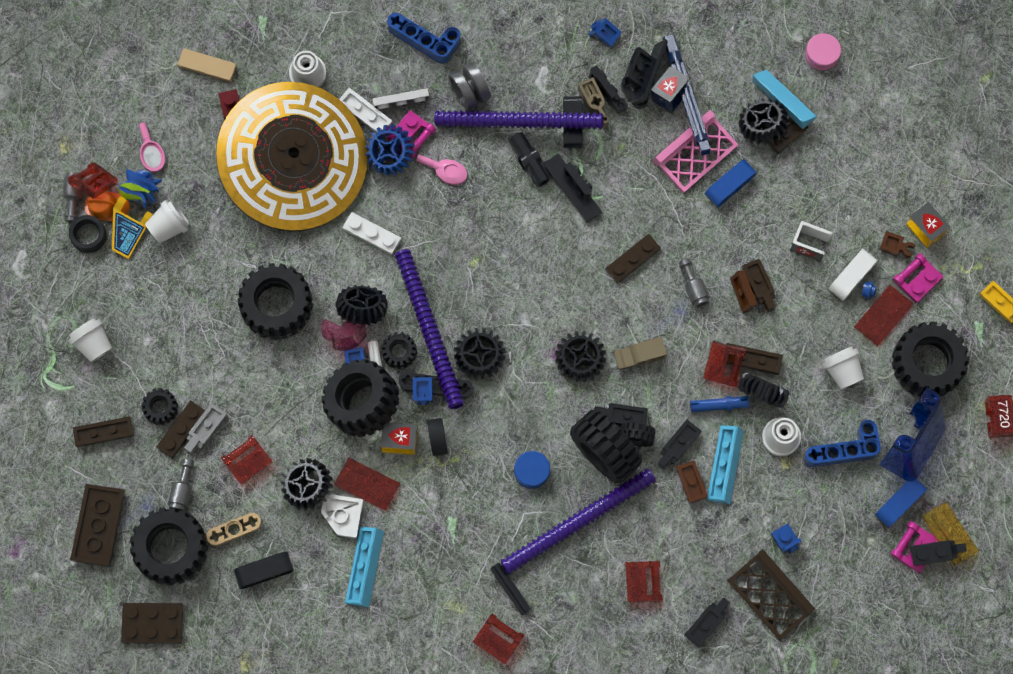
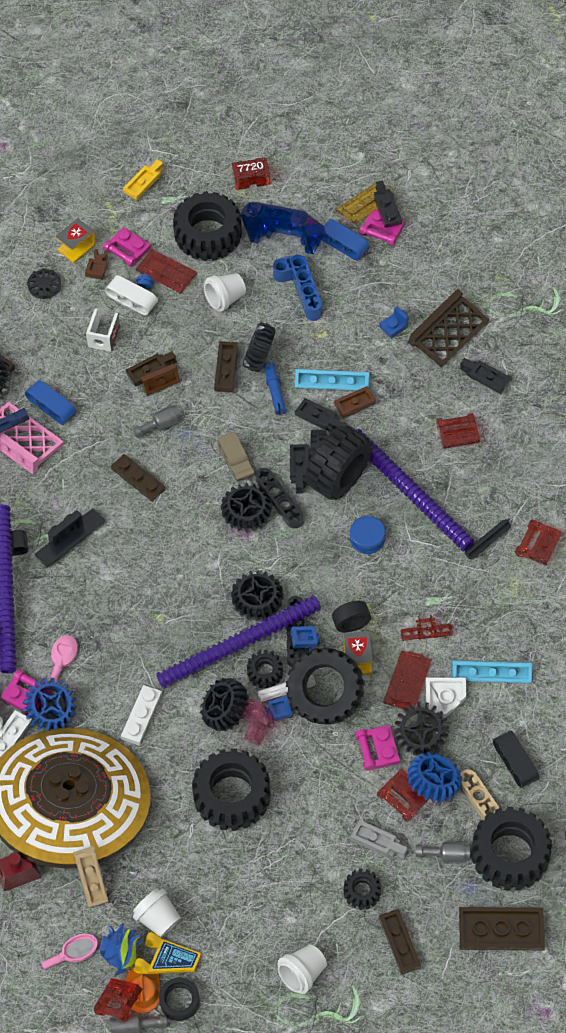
camera: 95 degrees left, 15 degrees down
(178, 432) = (382, 865): dark brown plate -> none
(207, 166) = (91, 876): none -> tan tile
(263, 487) = (437, 772): none -> blue gear
(300, 449) = (384, 747): none -> dark pink plate
(418, 517) = (434, 627): none -> clear red piece
(529, 159) = (44, 578): black piece -> none
(588, 389) = (282, 496): none -> black beam
(718, 362) = (233, 389): clear red plate -> none
(776, 442) = (298, 333): white piece -> none
(880, 191) = (44, 283): none -> black wheel

